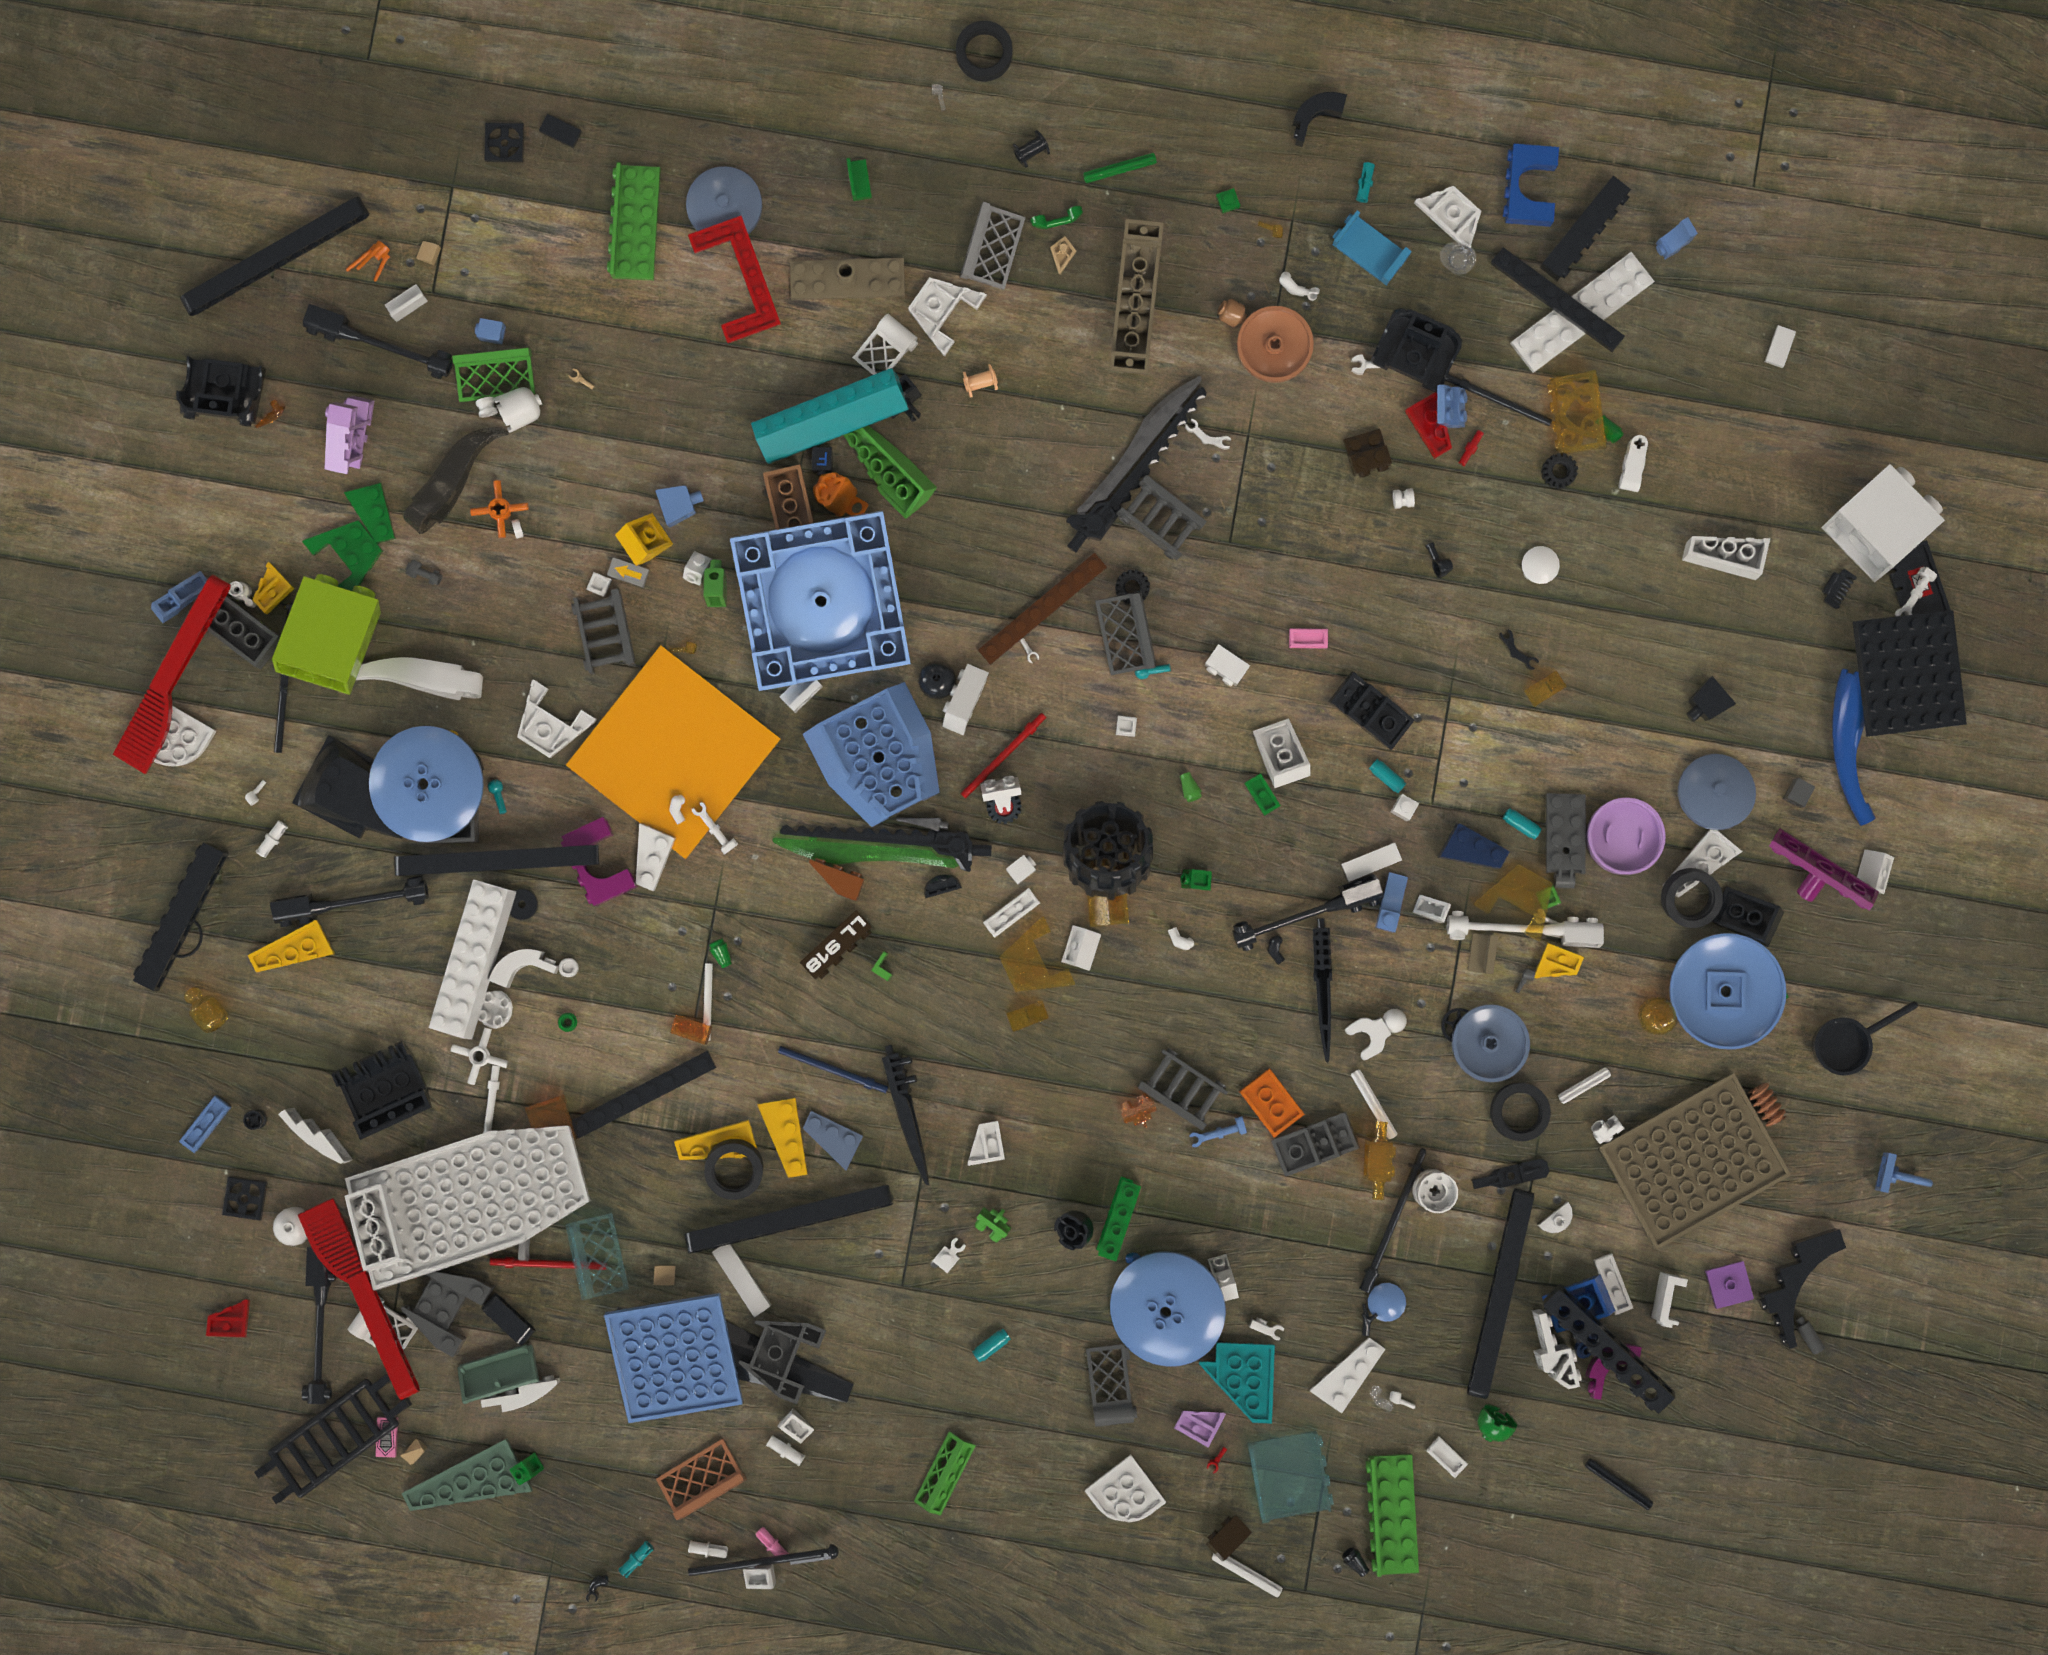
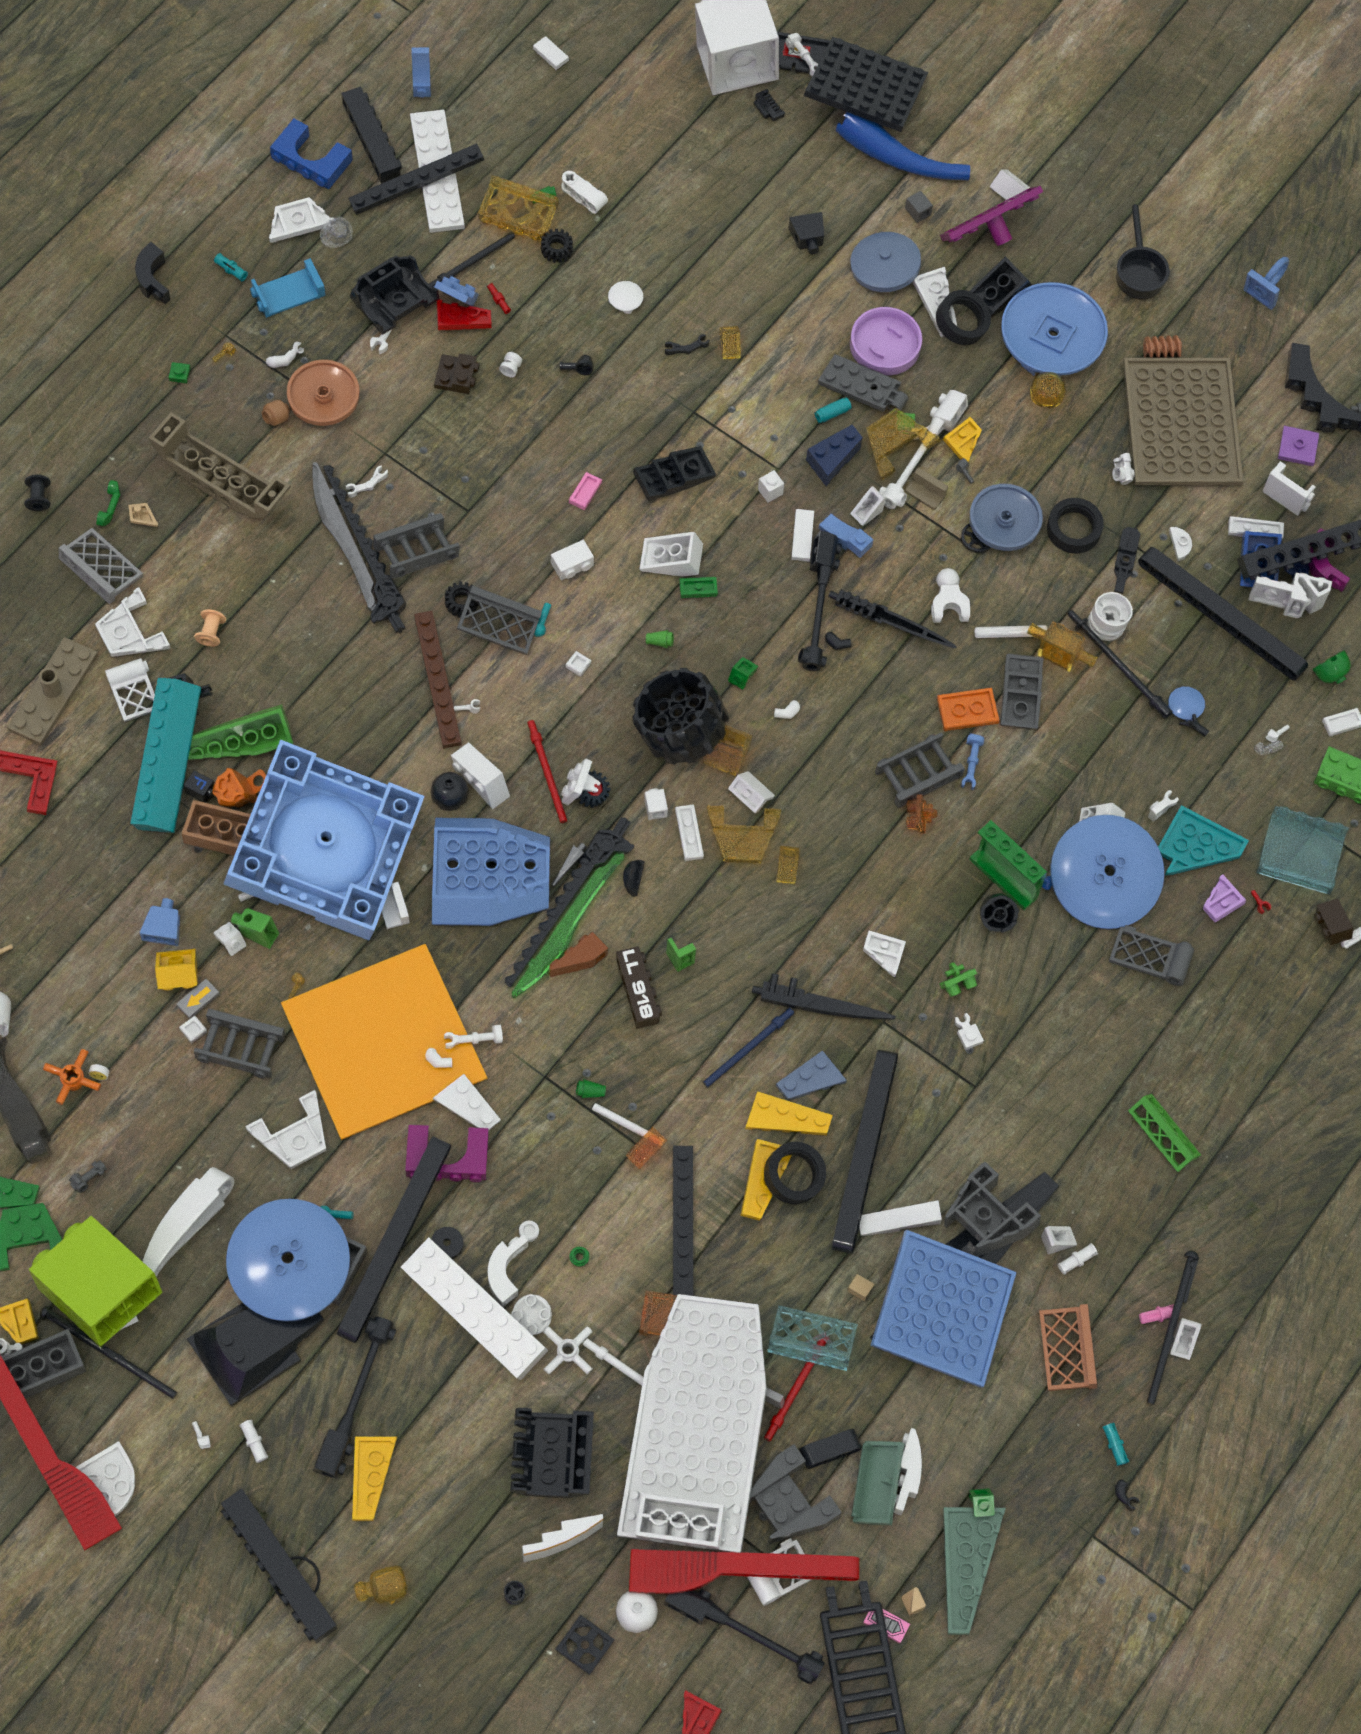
camera: 70 degrees left, 20 degrees down
(205, 1124) = (492, 1647): medium blue tile -> none
(708, 1549) = (1136, 1374): white axle -> none
(991, 1345) = (1067, 1035): teal piece -> none
(1119, 168) = (98, 437): green axle -> none
(1125, 1492) = (1253, 988): white plate -> none
(1345, 1379) = (1238, 767): white wing -> none
(1387, 776) = (736, 487): teal piece -> none
(1584, 1085) = (1077, 470): white axle -> none
(1728, 554) = (698, 161): white wedge -> none

